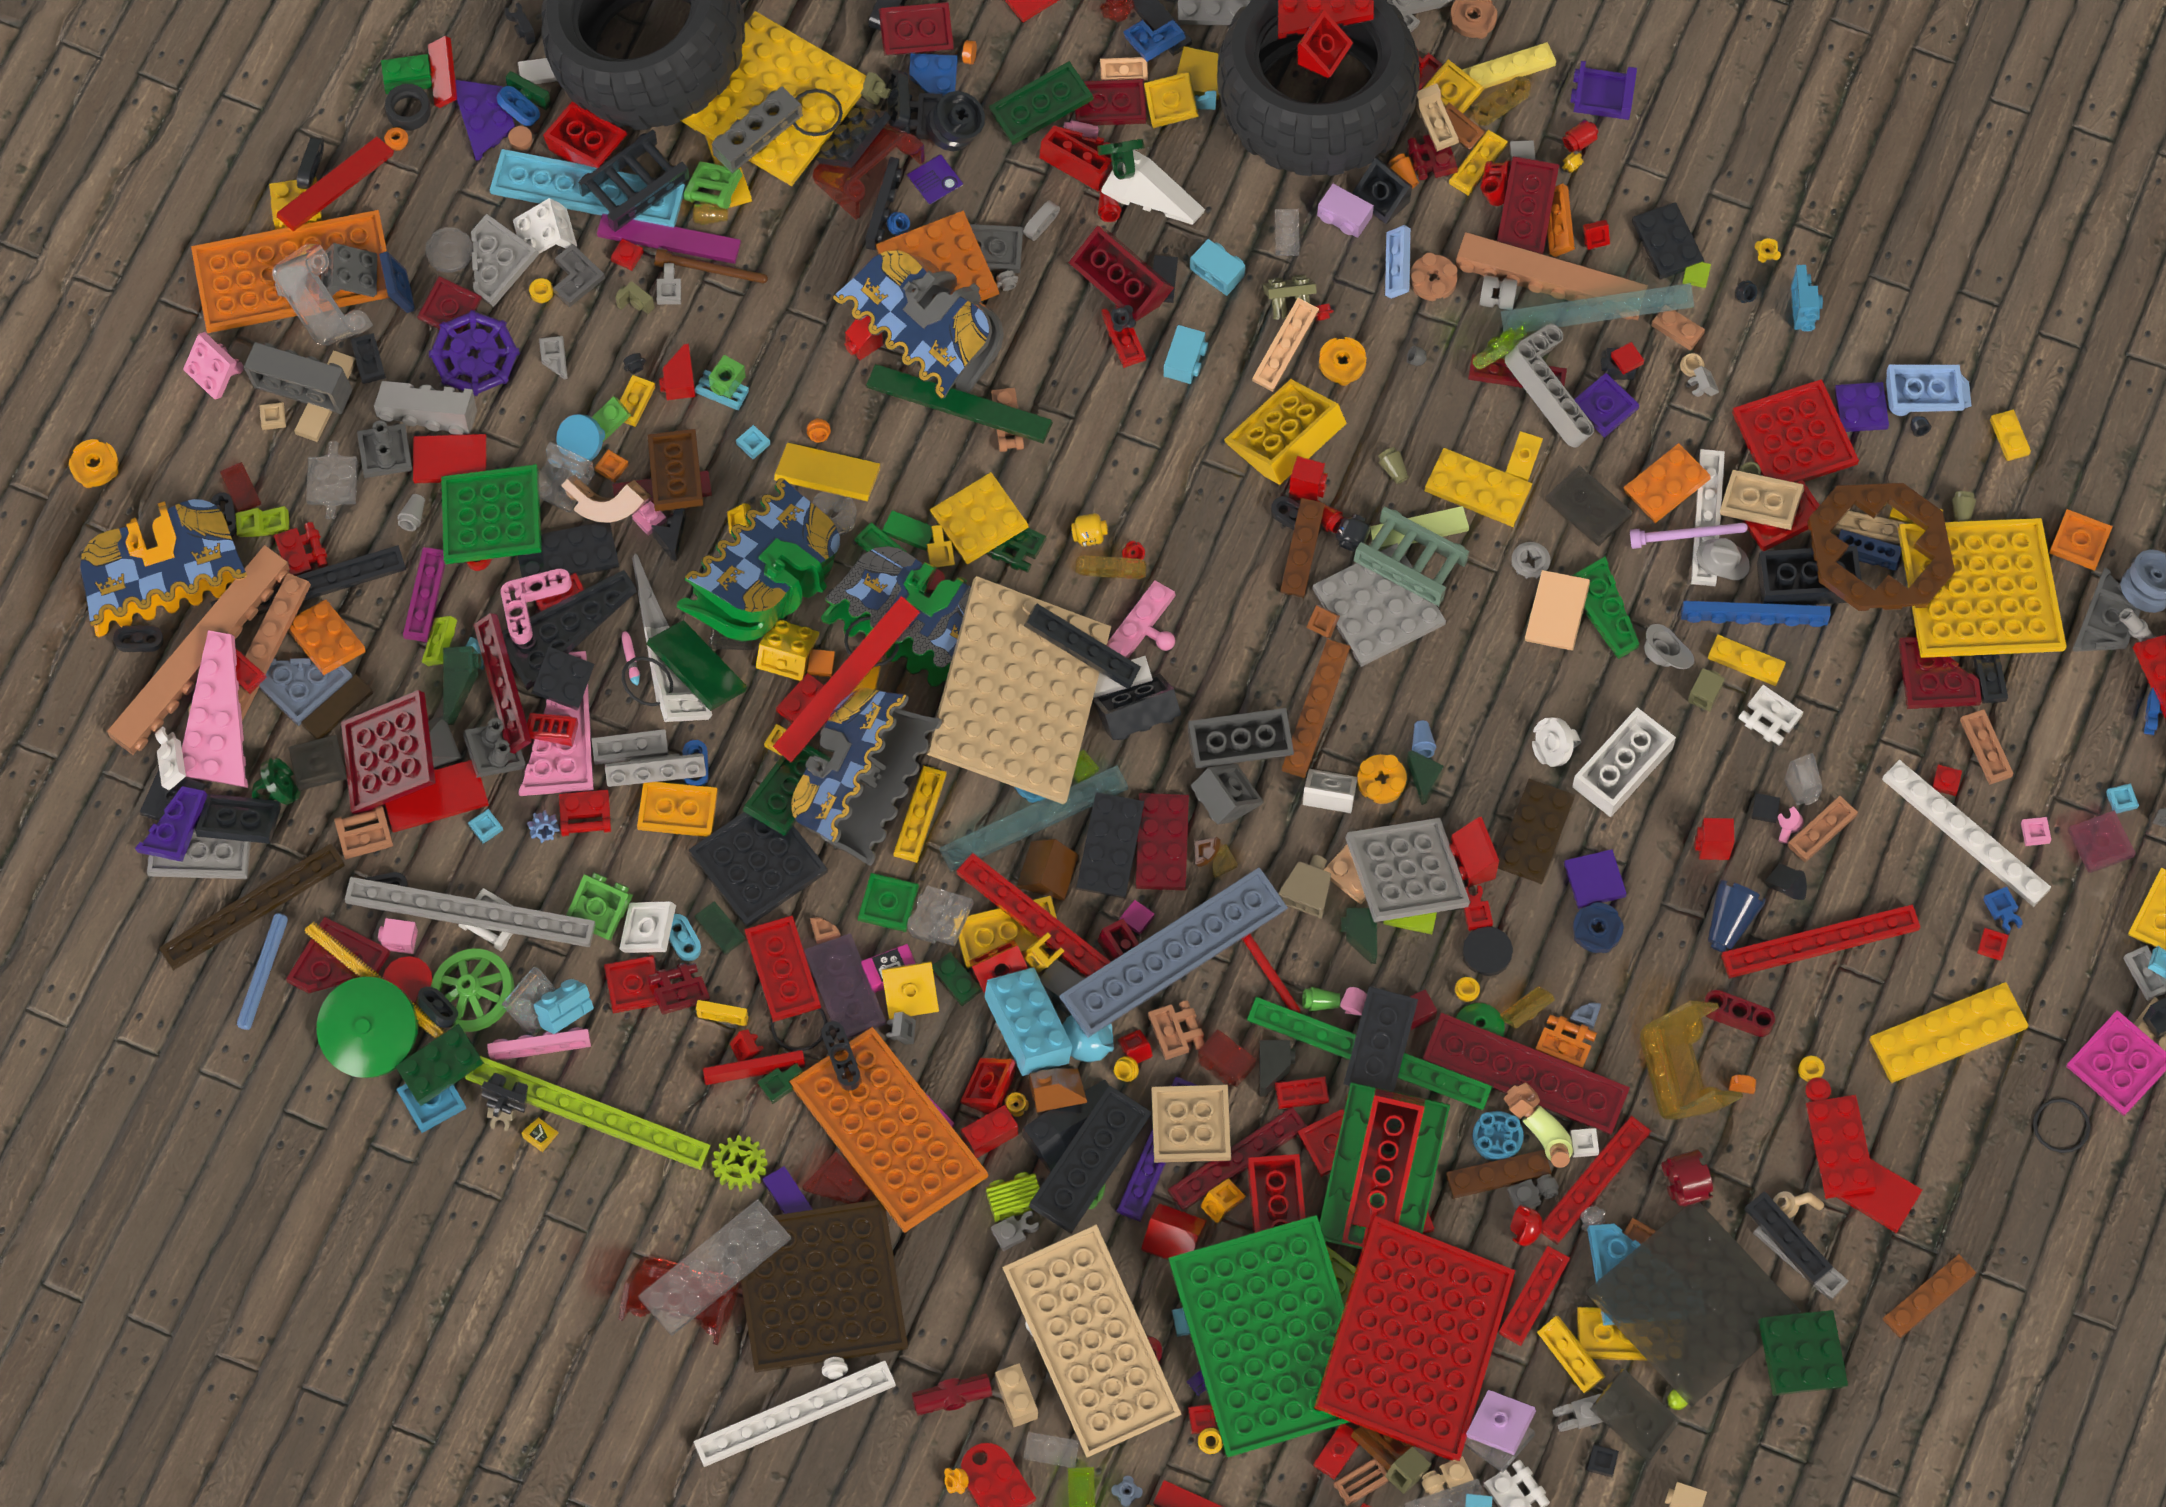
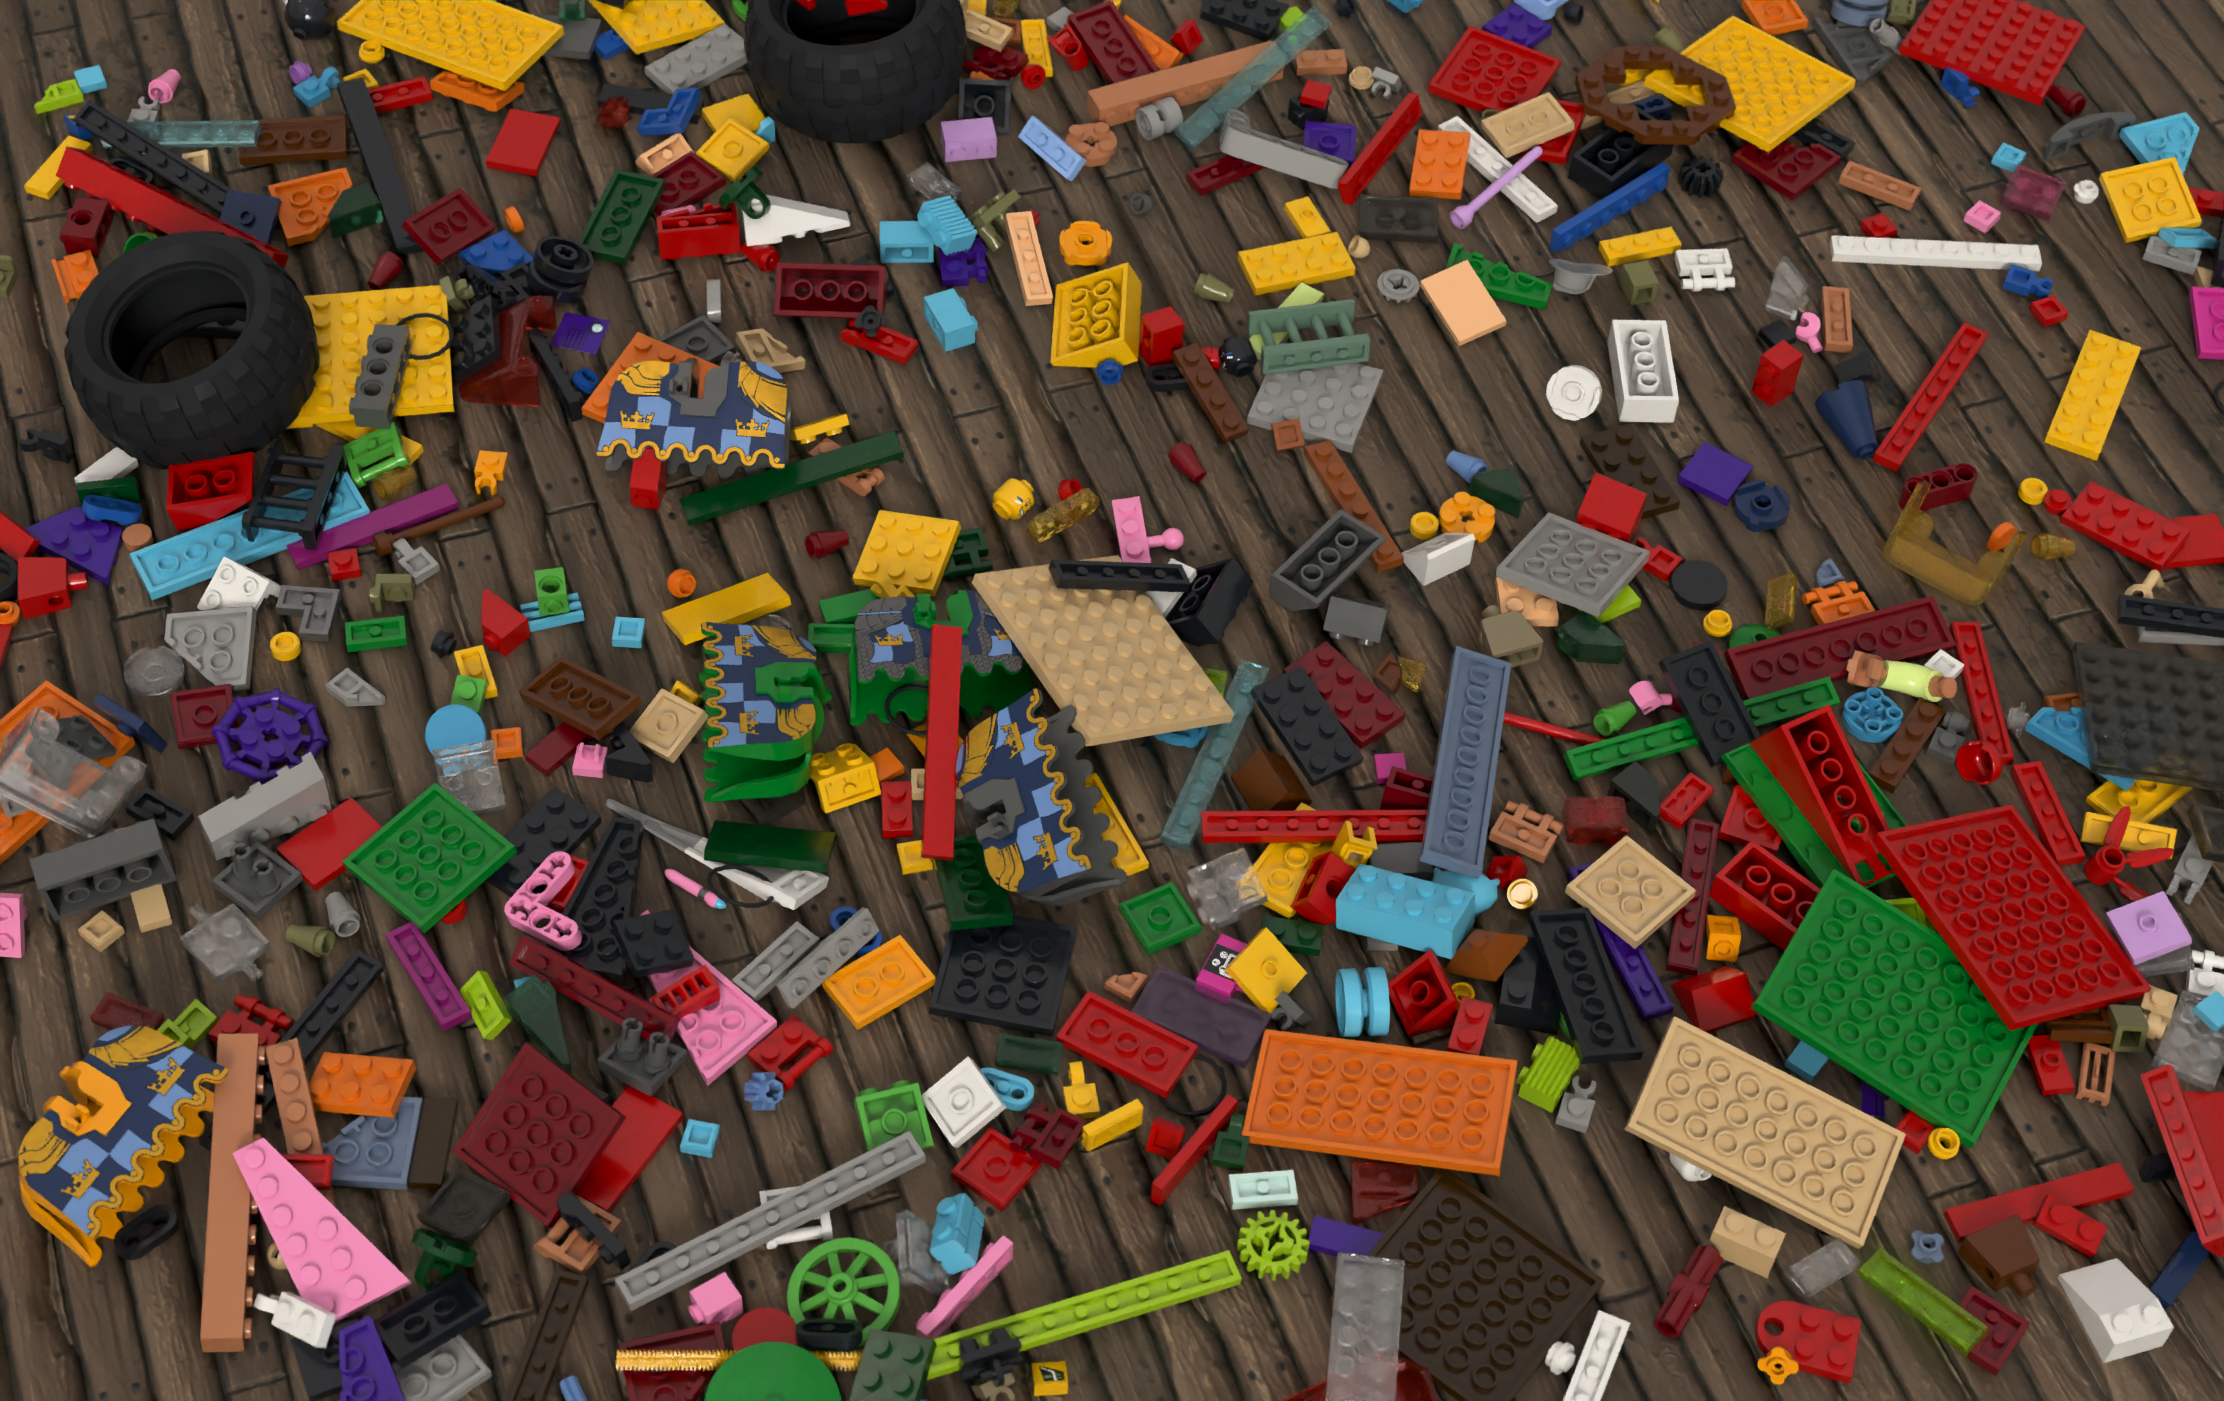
camera: 45 degrees left, 15 degrees down
(366, 837) = (592, 1229): none -> black hinge
(382, 518) = (313, 939): none -> olive cone
(434, 136) = (46, 585): none -> red torso
(600, 324) = (376, 633): none -> green plate
(604, 509) = (555, 766): arch -> none
(708, 528) = (668, 725): none -> tan plate
(724, 981) = (1080, 1097): none -> yellow plate
(769, 1125) = (1262, 1189): none -> light aqua plate
(779, 247) = (489, 468): none -> light orange plate
(840, 1065) = (1274, 1083): black beam -> none
(847, 34) = (386, 269): none -> dark red cone
(937, 470) = (825, 542): none -> dark red cone
(941, 1058) = (1362, 1002): none -> medium azure wheel
(1008, 374) = (831, 425): none -> yellow plate
(1037, 290) = (761, 347): none -> tan wing
(1235, 587) = (1187, 461): none -> dark red cone
(1237, 308) = (954, 266): none -> dark purple plate
(1245, 277) = (947, 224): none -> medium azure brick
(1254, 478) = (1109, 372): none -> blue plate
(1348, 761) = (1424, 525): none -> yellow tile
(1447, 187) = (1033, 76): none -> red plate
(1499, 347) = (1211, 141): clear neon green plate -> none
(1535, 508) = (1358, 247): none -> tan hinge
(1550, 1373) = (2111, 860): none -> red plant
(1637, 437) = (1380, 148): none -> red plate
(1688, 1178) = (2056, 628): dark red brick -> none
(1723, 559) = (1542, 184): light grey piece -> none
(1770, 1119) = (2050, 546): none -> clear yellow cone
(1854, 638) = (1700, 176): none -> black gear
(2141, 872) = (2086, 191): none -> white plate

